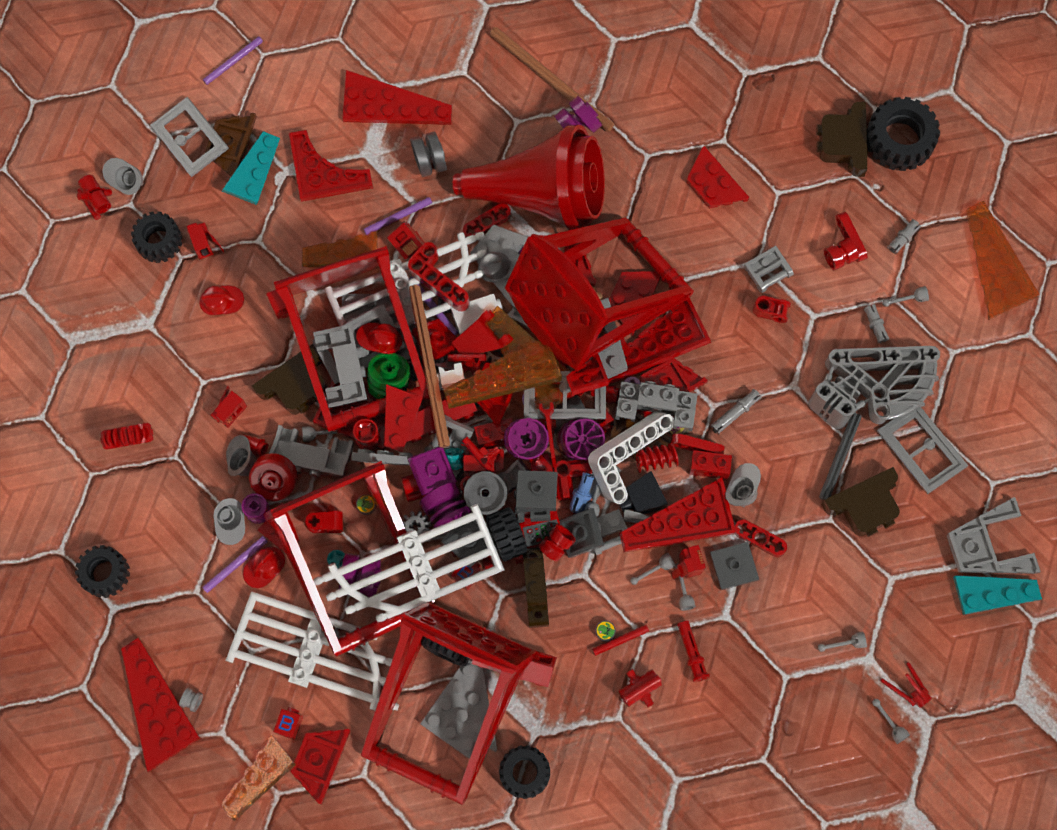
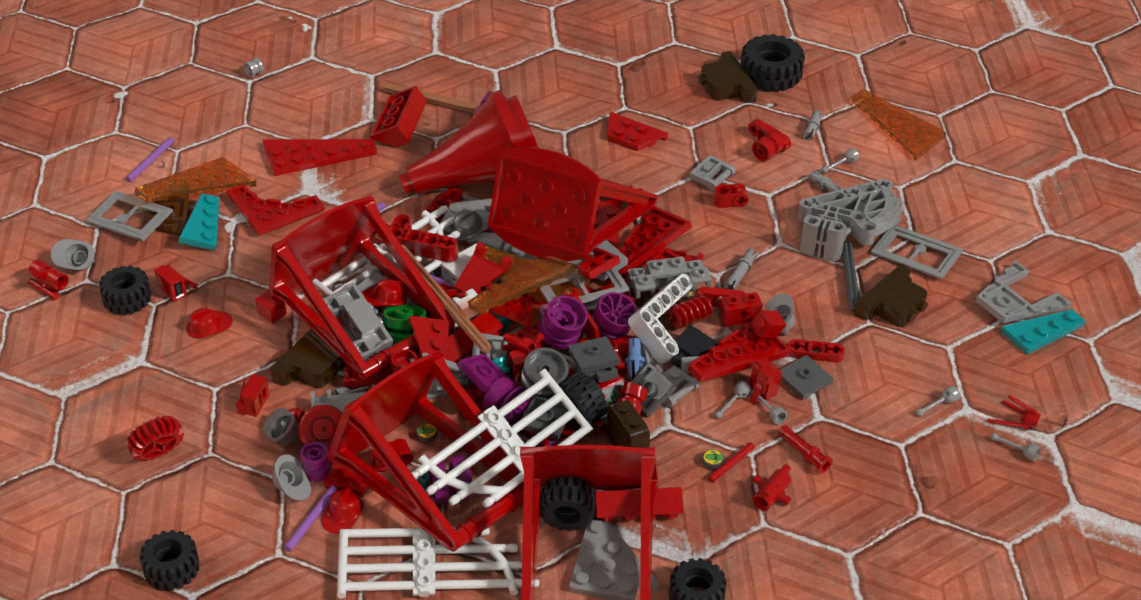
camera: 25 degrees left, 30 degrees down
(269, 111) = (204, 179): none -> clear orange wing
(428, 154) = (368, 168): flat silver wheel -> none
(487, 85) = (399, 117): none -> red slope
(722, 502) = (768, 324): none -> red brick

